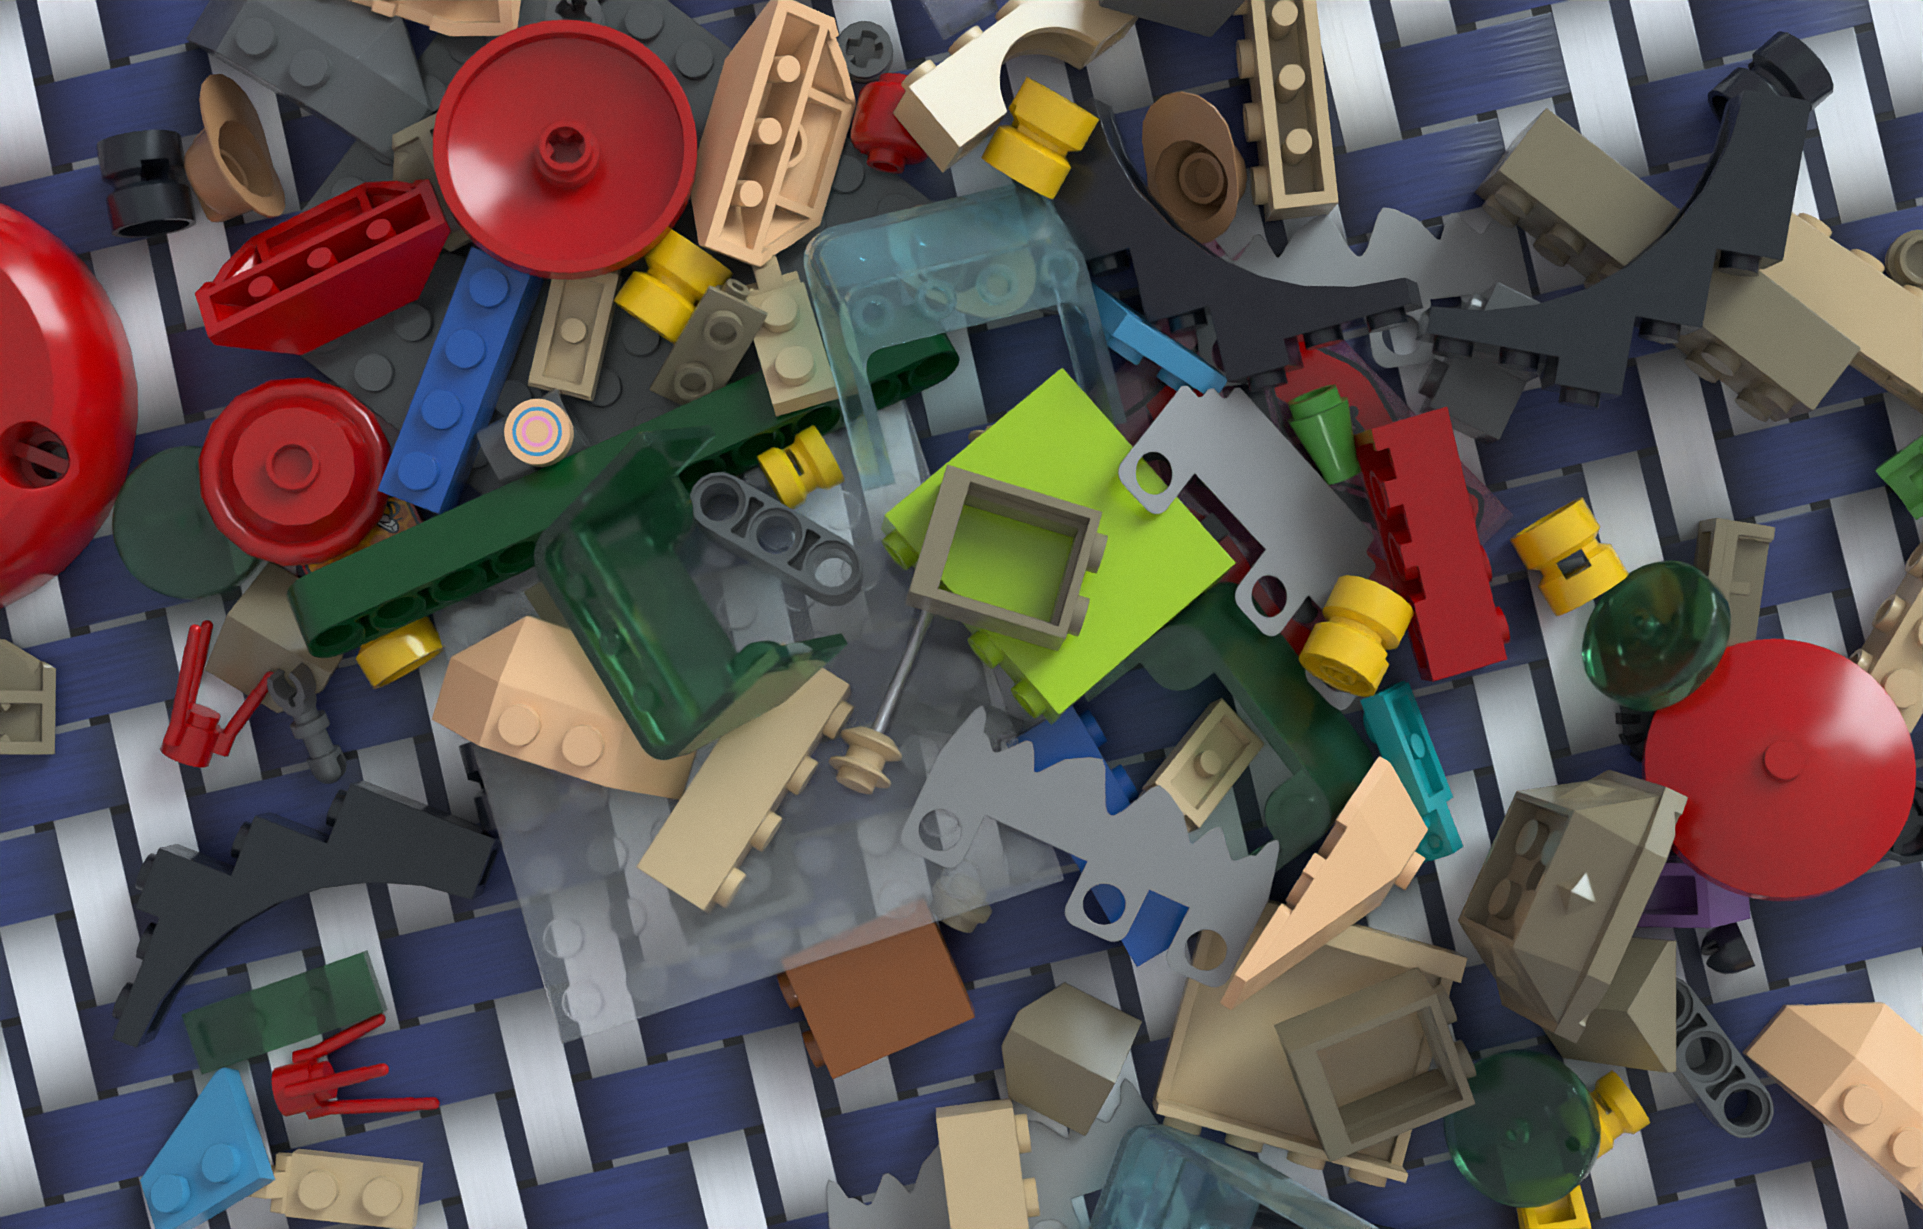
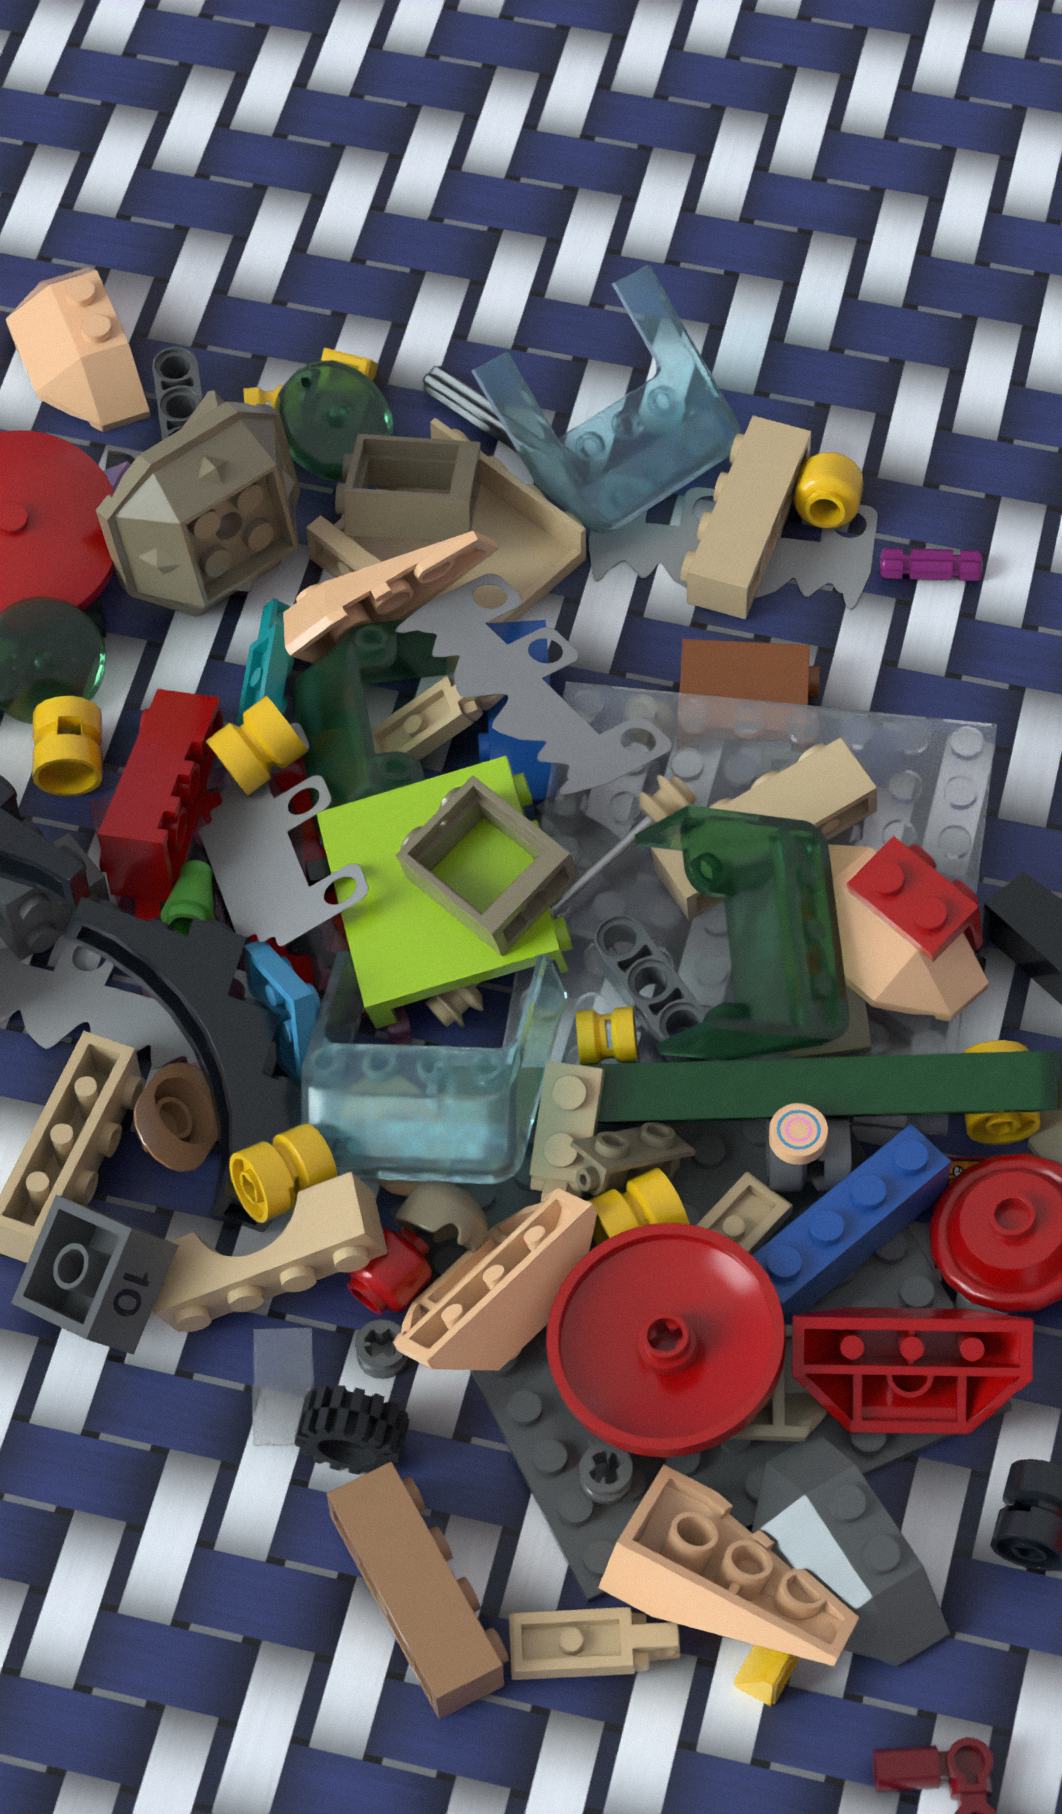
camera: 150 degrees left, 30 degrees down
(231, 157) = (958, 1495): medium nougat piece -> none
(520, 735) = (916, 899): none -> red bracket
(863, 184) = (446, 1212): none -> dark tan hair
(1067, 1055) = (625, 604): dark tan slope -> none

